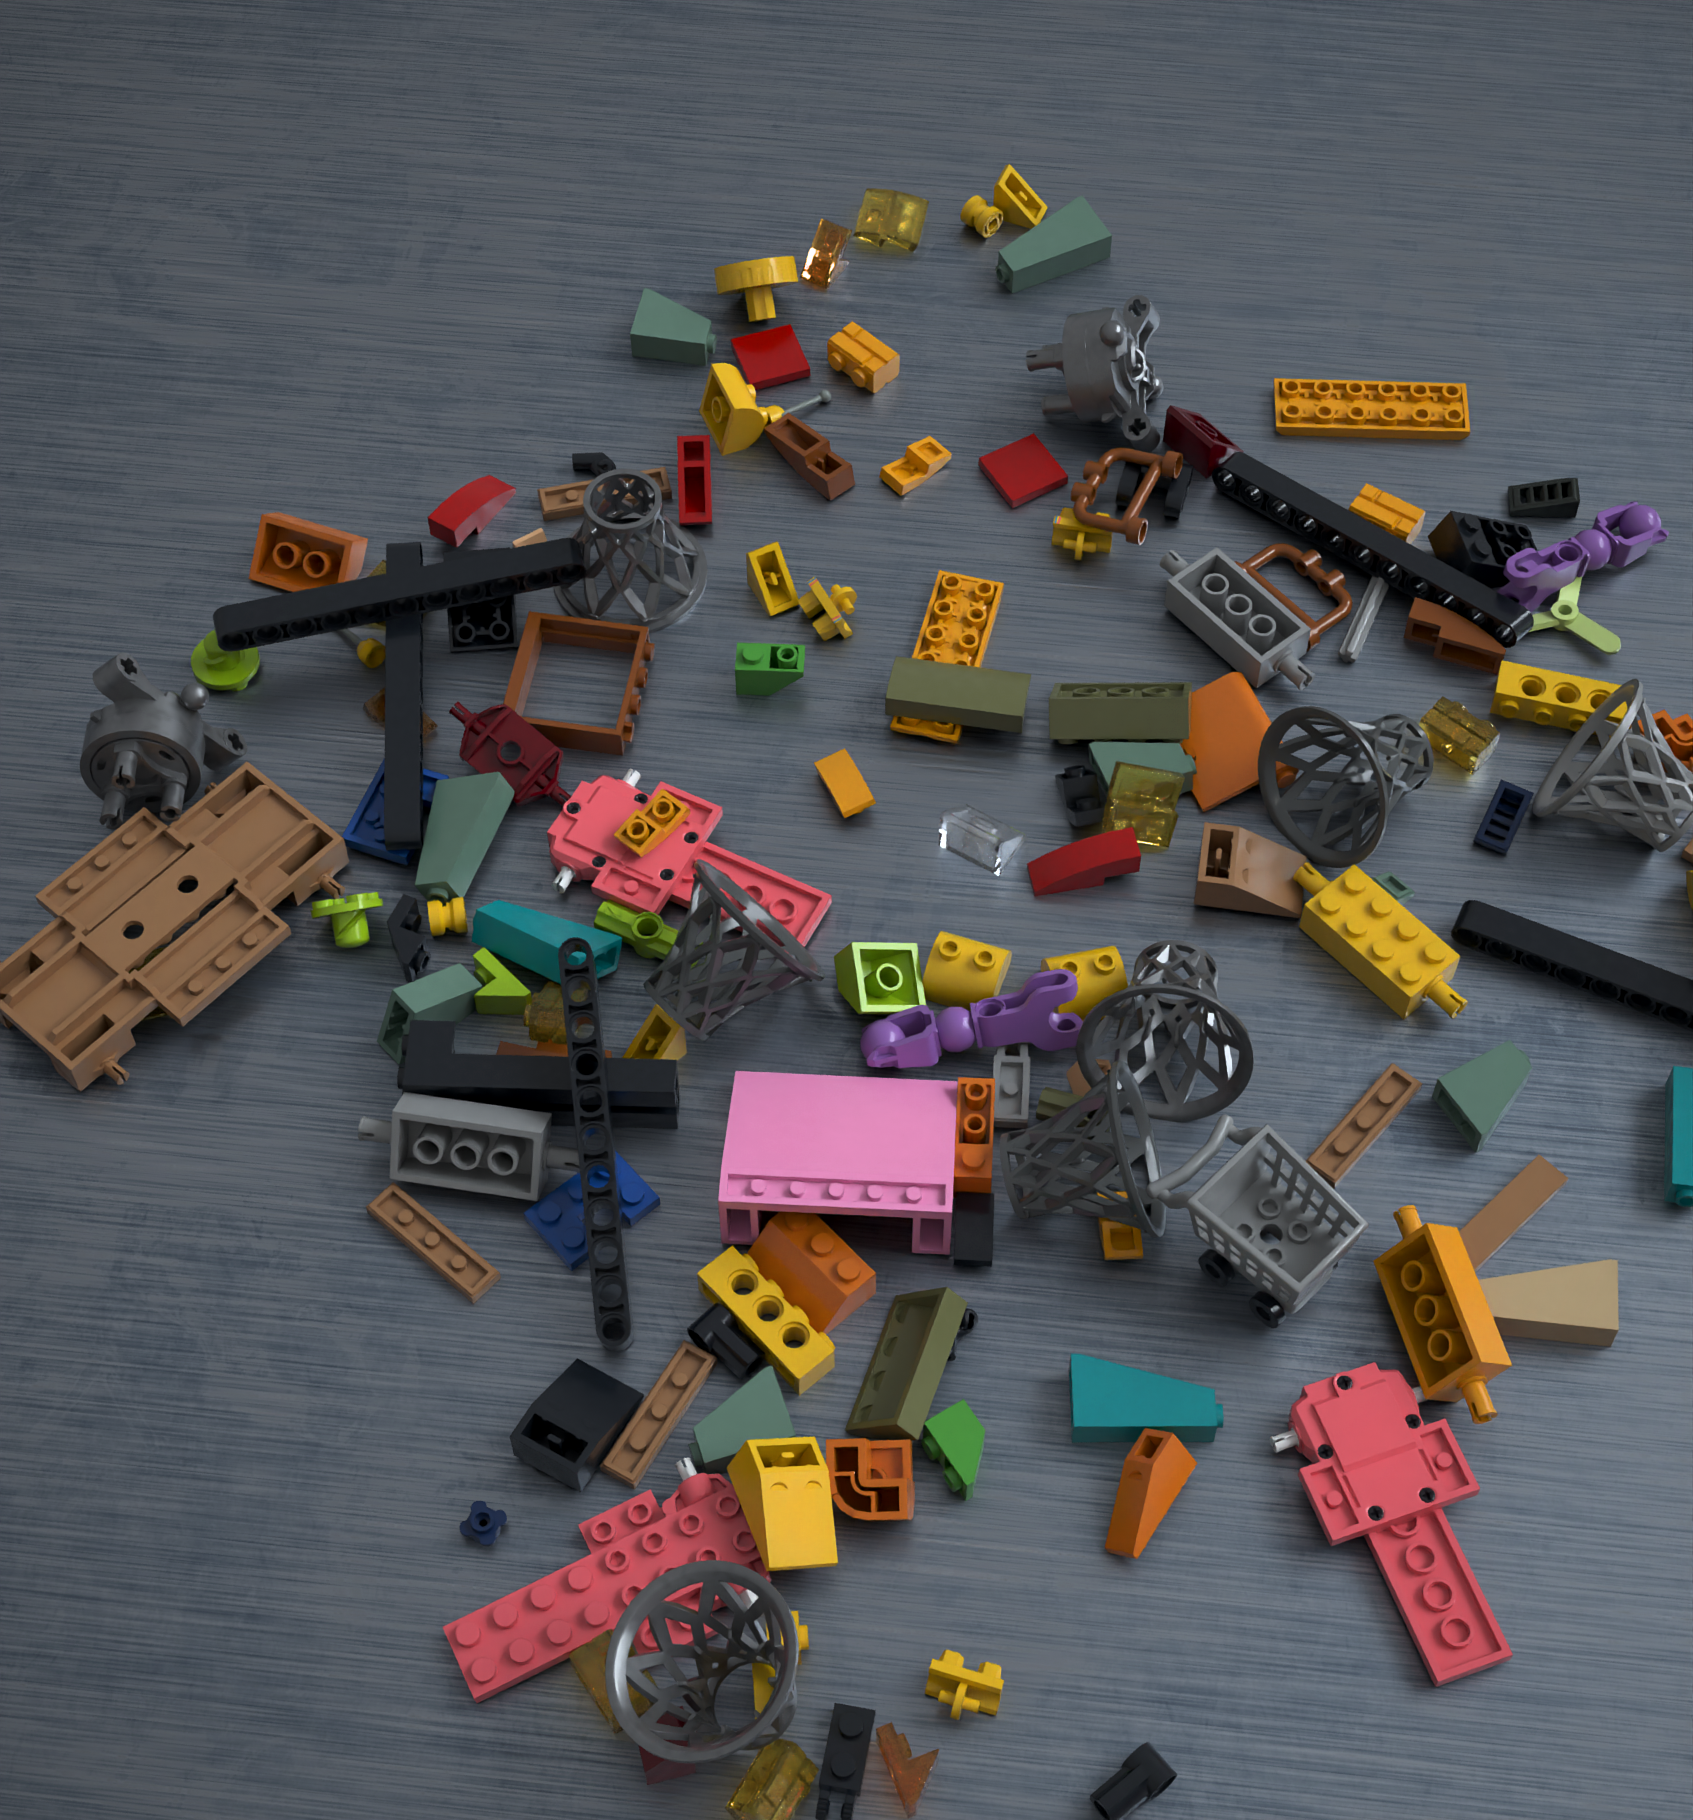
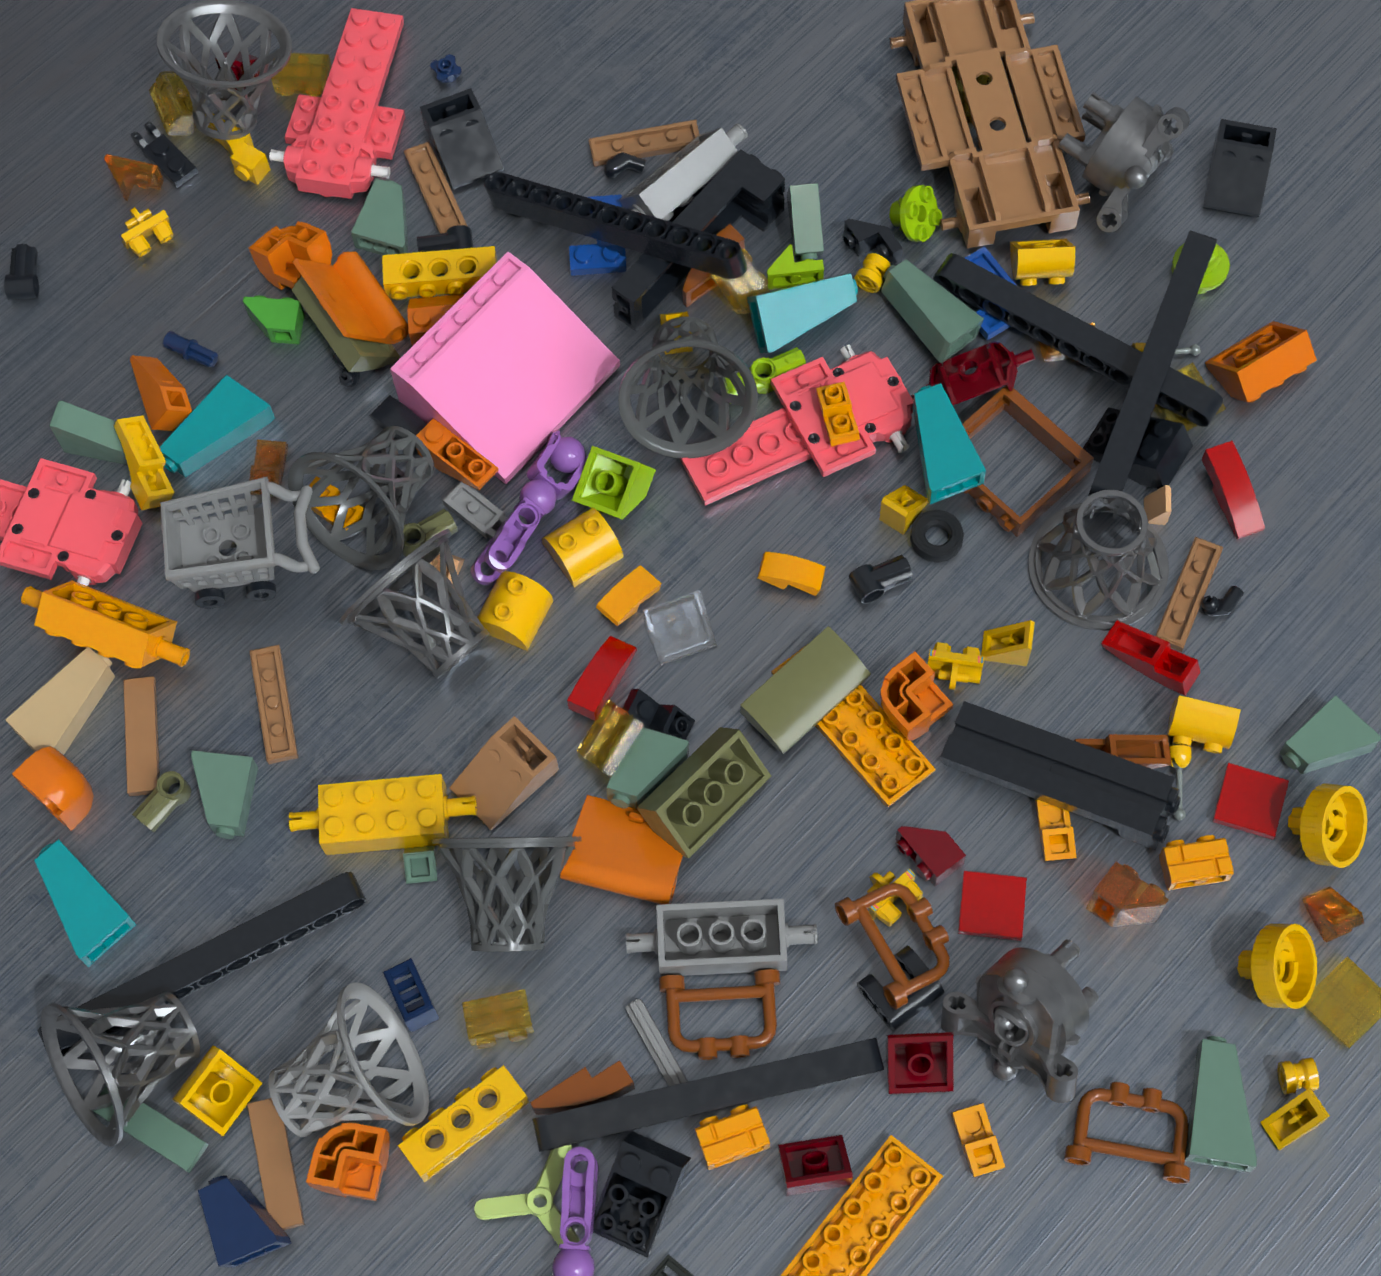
camera: 130 degrees right, 10 degrees up
(65, 682) = (1239, 167): none -> black slope
(320, 777) = (1042, 259): none -> yellow brick
(482, 1239) = (622, 162): none -> black arm
(620, 716) = (945, 448): none -> teal slope
(698, 737) = (901, 508): none -> yellow slope
(699, 683) = (932, 552): none -> black tyre
(767, 667) = (929, 583): bright green slope -> none
(786, 1501) = (309, 193): yellow slope -> none
(797, 717) = (872, 581): none -> black piece
(871, 468) = (1063, 773): none -> black brick
(875, 1367) = (354, 299): none -> orange door
(895, 612) = (912, 697): none -> orange brick
(910, 256) = (1281, 966): none -> yellow piece
(944, 374) = (1126, 898): none -> clear orange slope
(991, 898) = (628, 594): none -> light orange slope
(1017, 527) = (932, 851): none -> dark red slope
(1067, 1513) = (190, 349): none -> dark blue axle
(1125, 251) = (1149, 1101): none -> dark orange bar
(1134, 1323) = (269, 462): none -> clear orange slope
(1224, 376) = (977, 1139): none -> light orange slope
(1241, 1427) = (144, 462): none -> yellow slope
(1257, 1513) = (86, 433): none -> sand green slope
(1351, 452) = (815, 1165): none -> dark red slope
(1545, 1138) = (161, 804): none -> olive piece
(1631, 1227) = (56, 785): none -> orange brick

